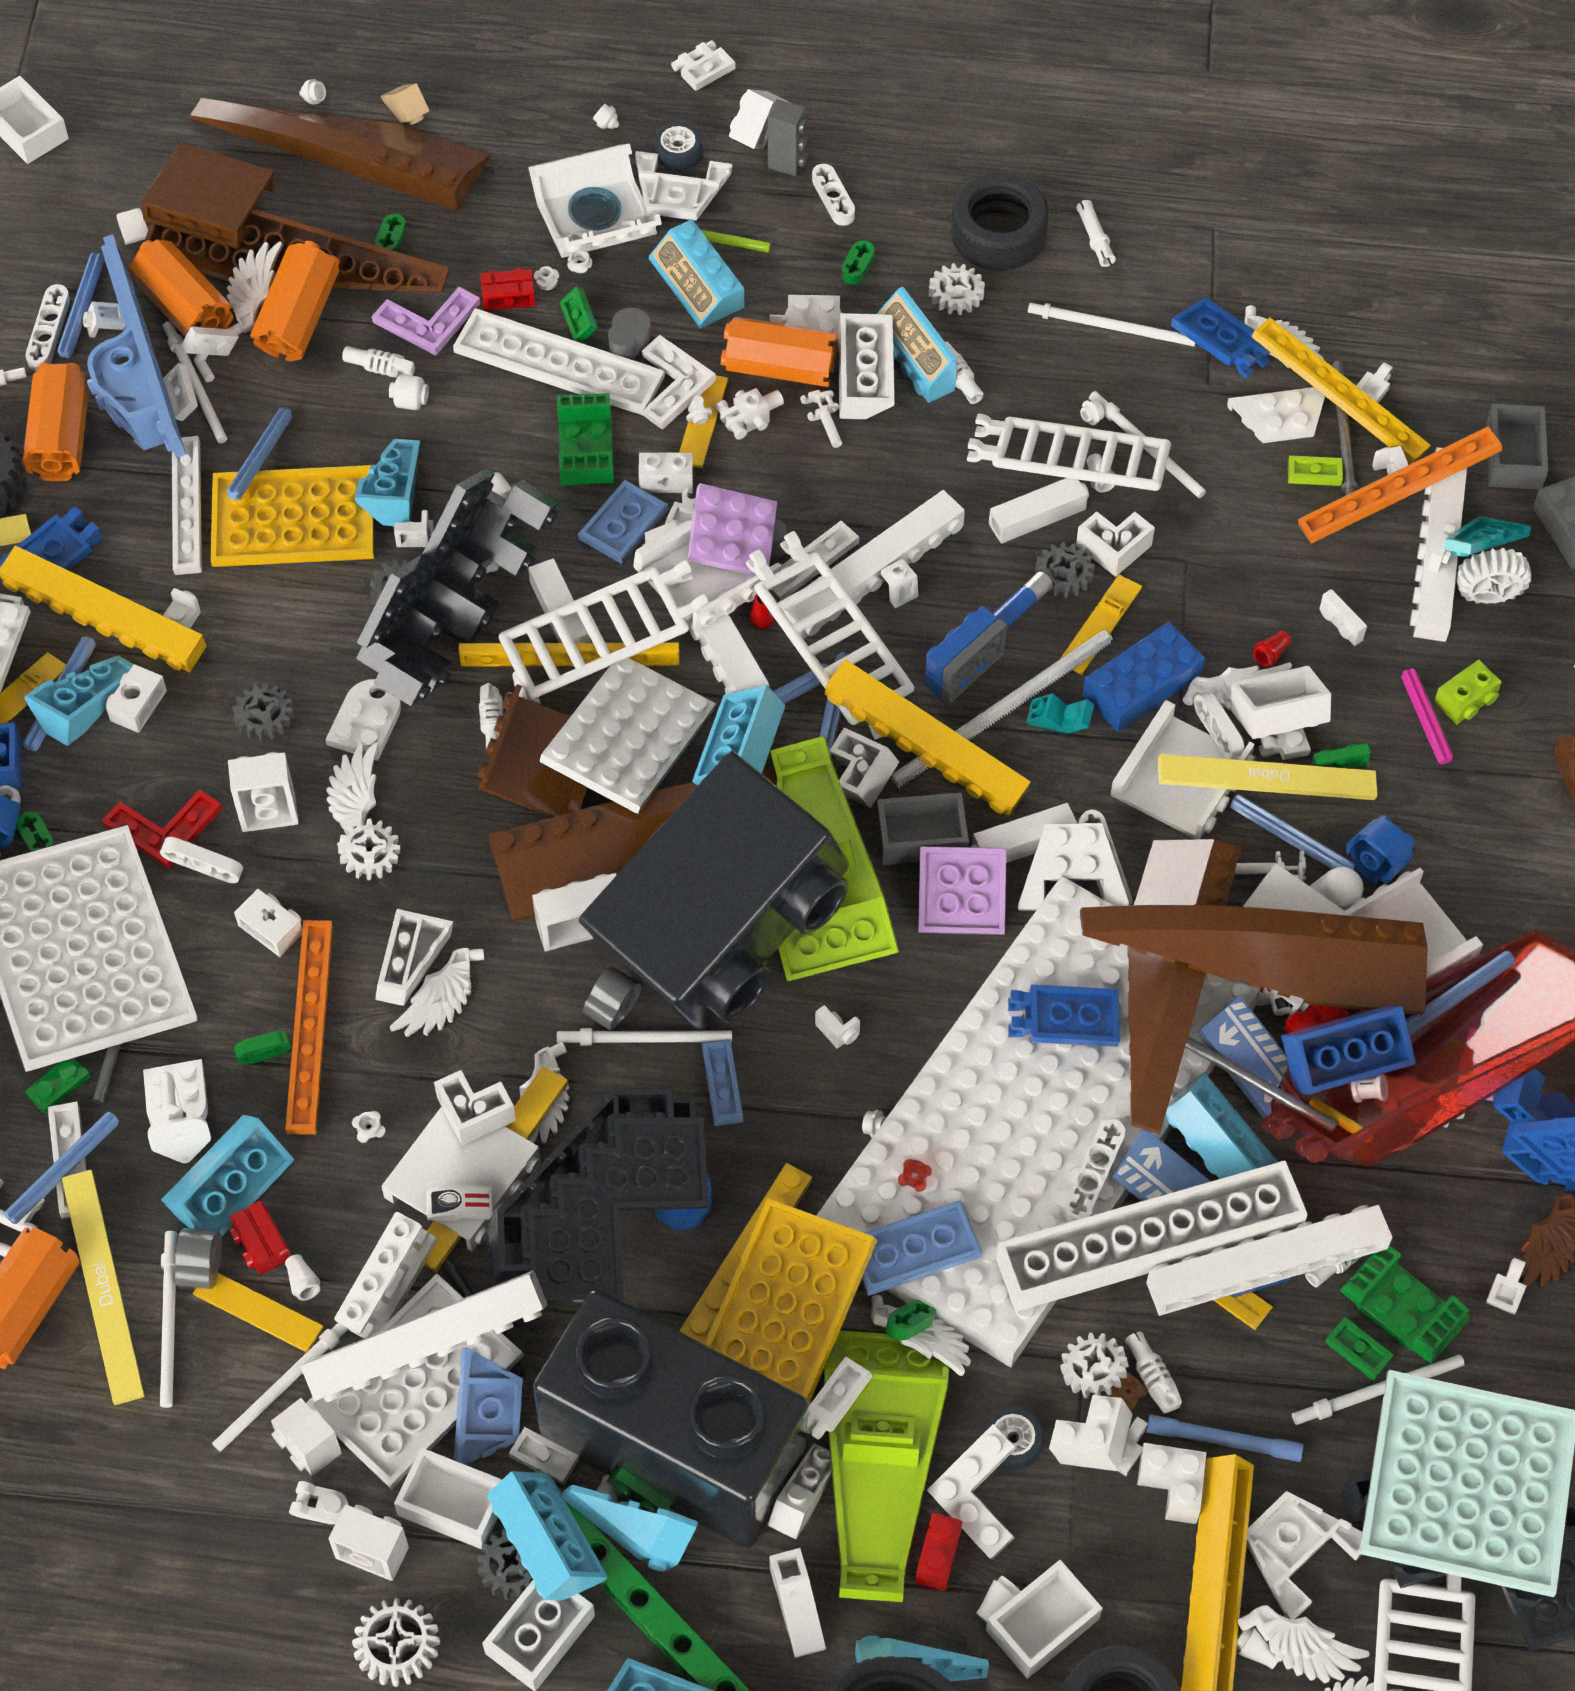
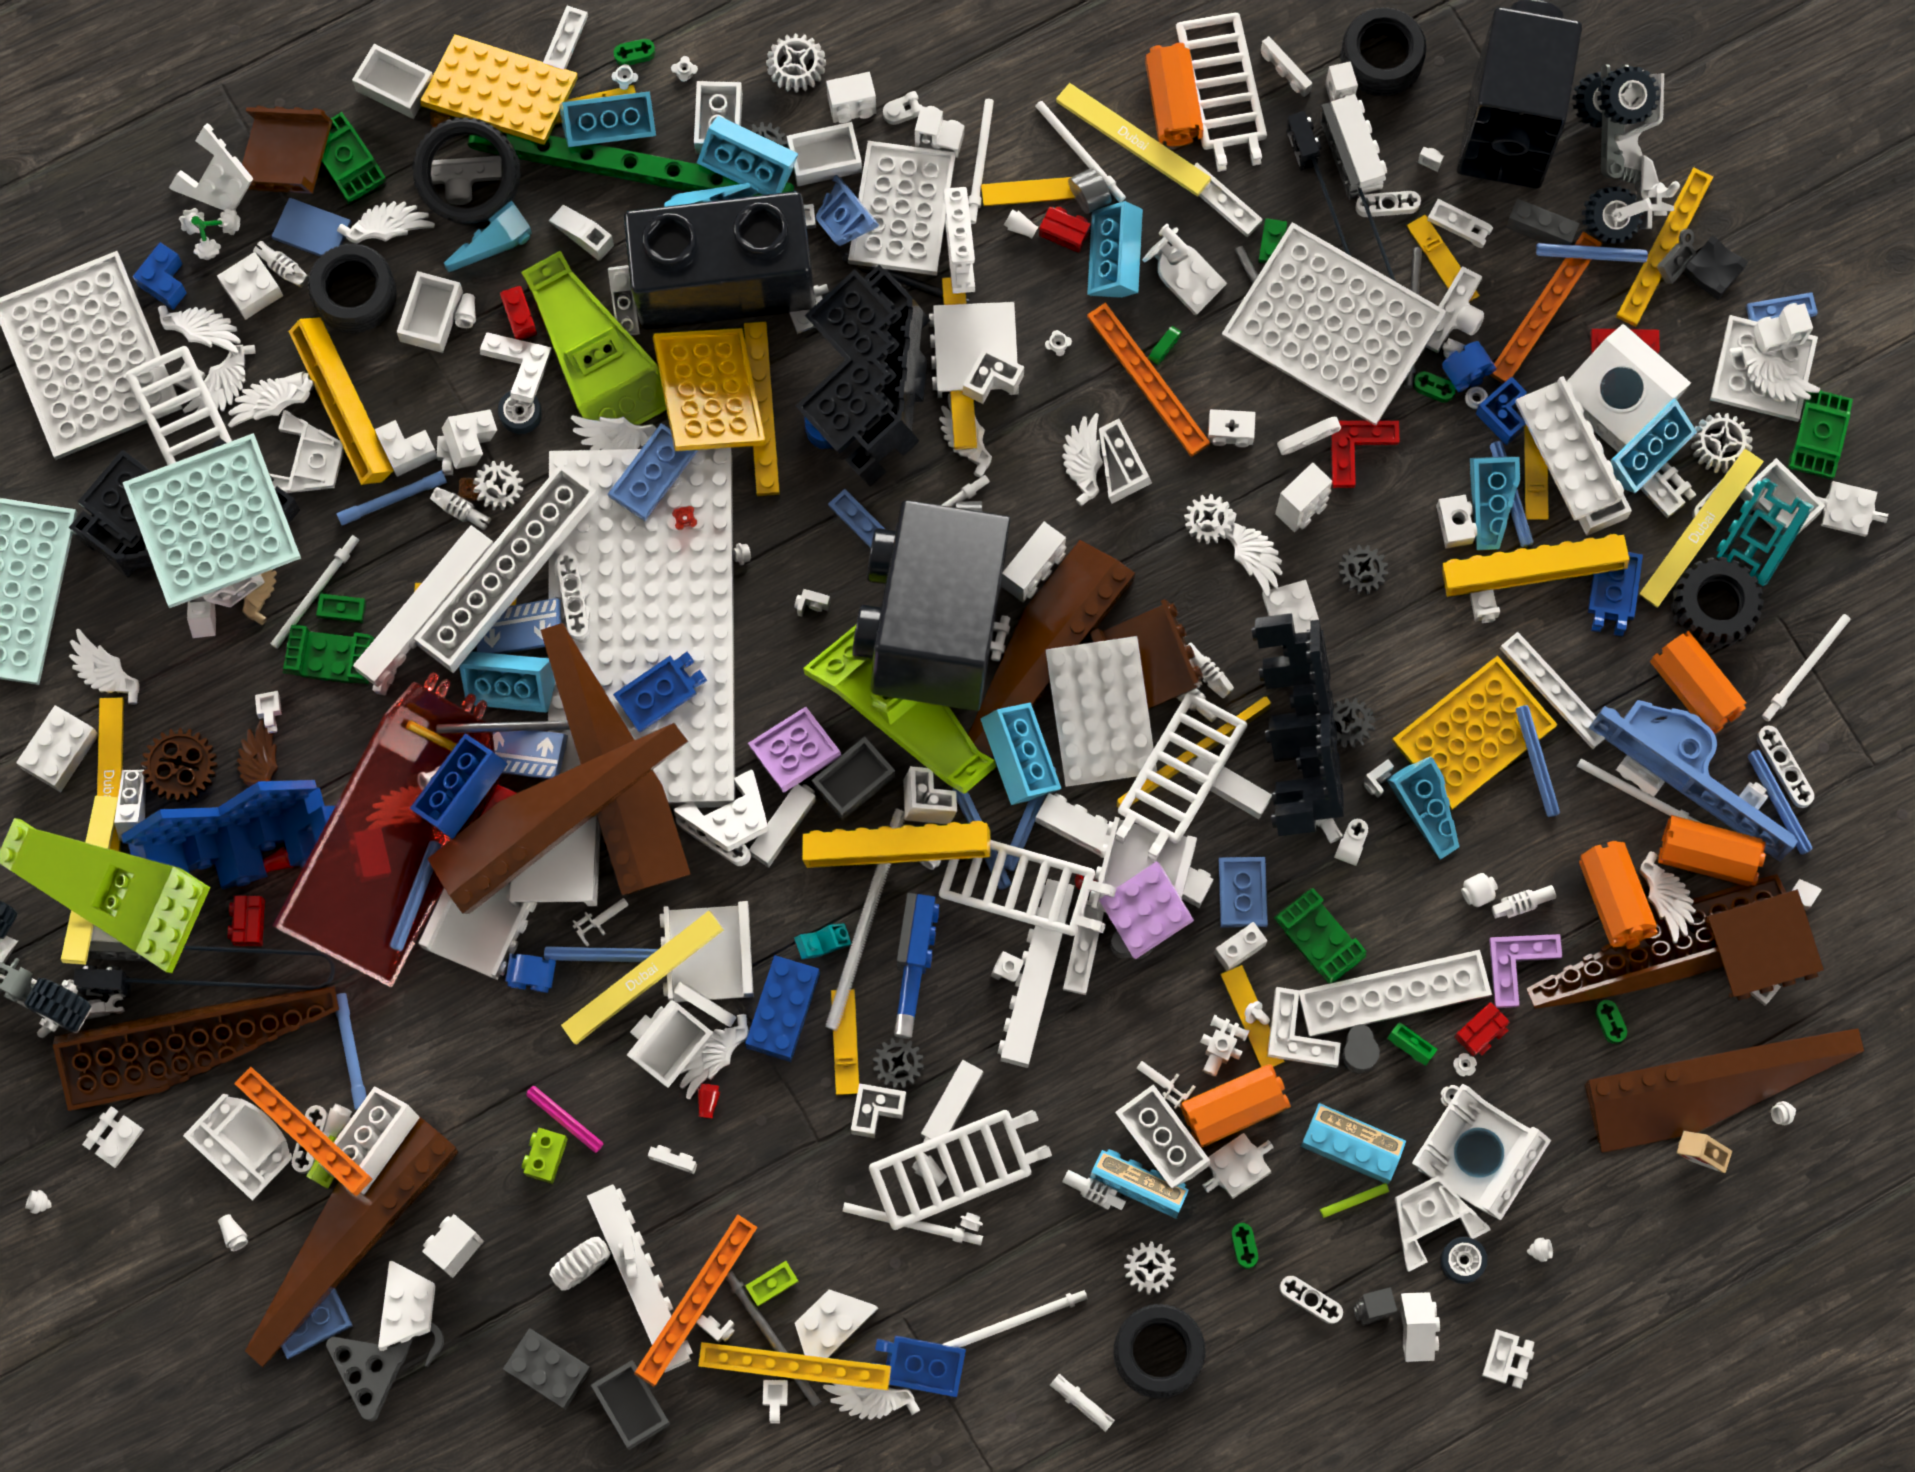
camera: 145 degrees right, 15 degrees up
(61, 1168) = (1217, 185): medium blue axle -> none
(208, 342) = (1654, 815): white plate -> none
(423, 1336) = (903, 213): white brick -> none
(455, 1202) = (954, 317): slope -> none
(682, 511) = (1203, 924): white plate -> none
(836, 1397) = (635, 348): white hinge -> none
(909, 1320) = (621, 430): green beam -> none
(1340, 886) = (545, 924): white cap -> none
(1349, 757) = (597, 1042): green plate -> none
(1484, 534) = (606, 1293): teal wing -> none

